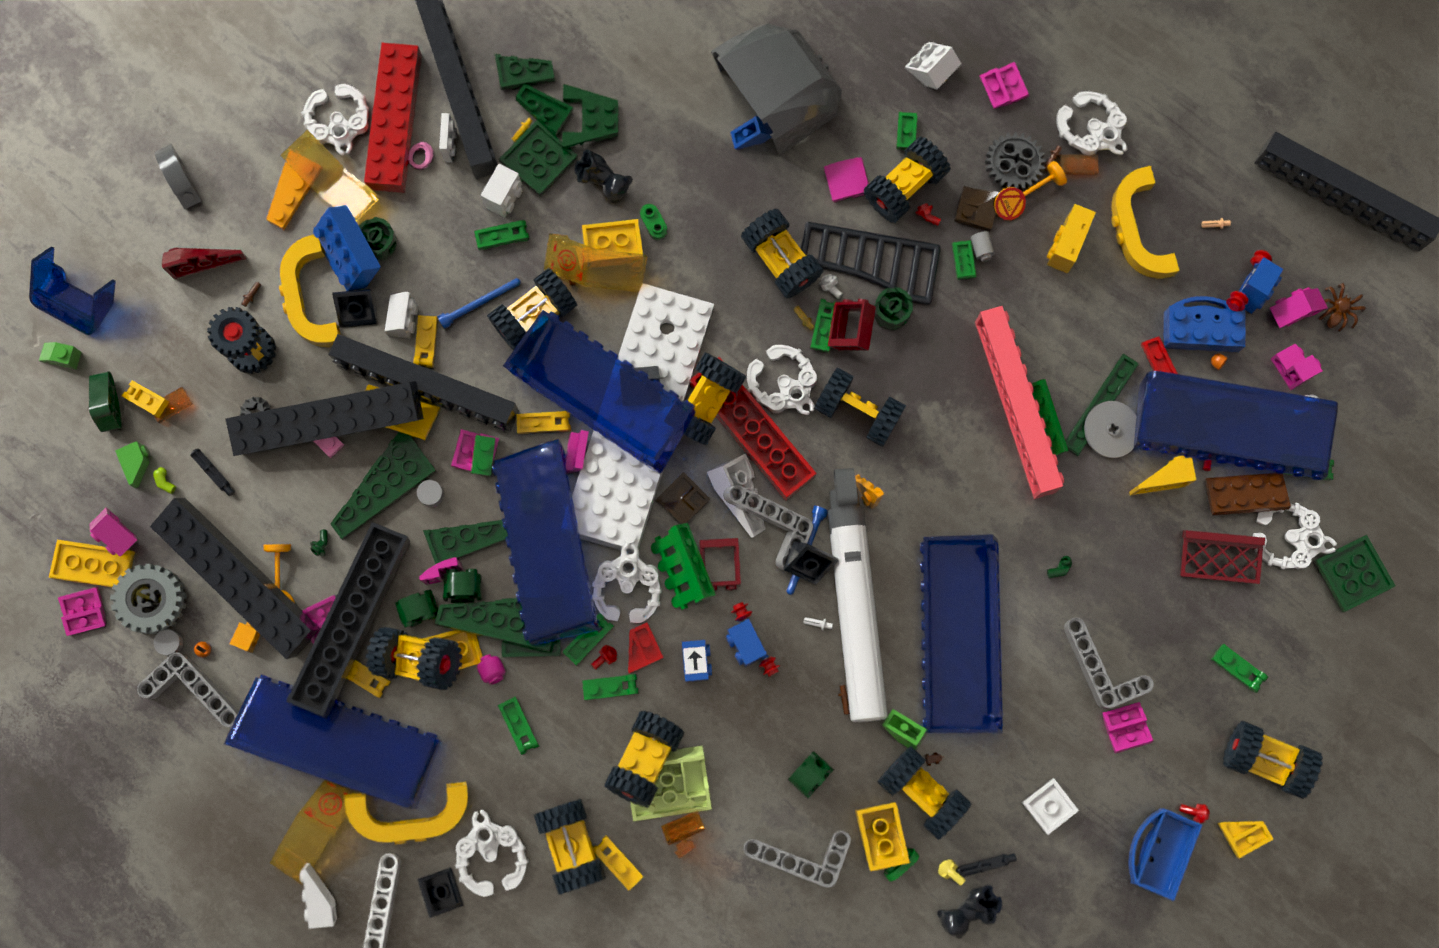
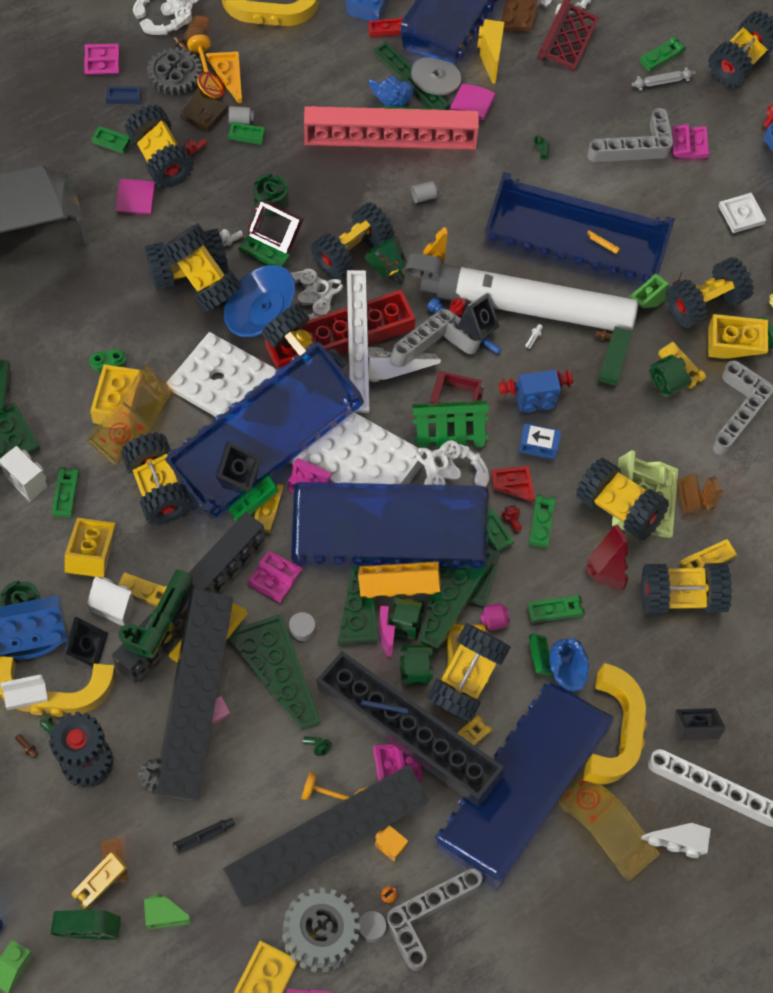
camera: 75 degrees left, 15 degrees down
(112, 532) = (233, 949): dark pink brick -> none
(160, 480) = (194, 891): lime arm -> none
(271, 307) = (46, 724): none -> dark green arm
(288, 274) = (24, 692): none -> white panel
(357, 590) = (384, 706): none -> dark blue piece
(378, 363) = (160, 619): none -> dark green piece
(447, 319) = (130, 566): blue piece -> none
(452, 276) = (89, 547): none -> yellow slope
(457, 752) = (569, 664): none -> blue piece
(466, 723) = (540, 654): none -> green plate
(483, 455) = (282, 566): green plate -> none
(488, 848) = (665, 667): white piece -> none
(491, 567) = (399, 579): none -> light orange brick
(541, 407) = (253, 500): none -> green plate
(555, 379) = (237, 468): none -> black slope
(573, 763) = (608, 560): none -> dark red wedge
(594, 169) = (39, 388): black animal -> none
(682, 499) = (387, 408): dark brown plate -> none
(738, 448) = (358, 334): none -> white plate
(751, 133) = (58, 255): blue slope -> none
(755, 339) = (259, 300): none -> blue dish
(774, 246) = (200, 268): none -> black plate
(806, 321) = (246, 268): clear yellow piece -> none
(816, 712) = (615, 355): none -> dark green beam
(819, 536) = (457, 306): none -> red plate
(835, 784) = (672, 349): none -> yellow plate
(852, 447) = (388, 259): none -> dark green torso
(882, 239) = (234, 204): black bar -> none
(933, 64) = (59, 101): white slope -> none
(955, 462) = (424, 191): none -> light grey brick
(957, 665) = (603, 242): none -> light orange wheel
(968, 123) = (123, 95): none -> dark blue tile
(1040, 212) = (228, 69): none -> light orange wing
(1067, 390) = (392, 91): none -> blue piece
(1070, 238) = (262, 49): yellow piece -> none
(1092, 478) = (474, 99): none -> dark pink slope
(1203, 677) = (663, 78): none -> light grey wheel

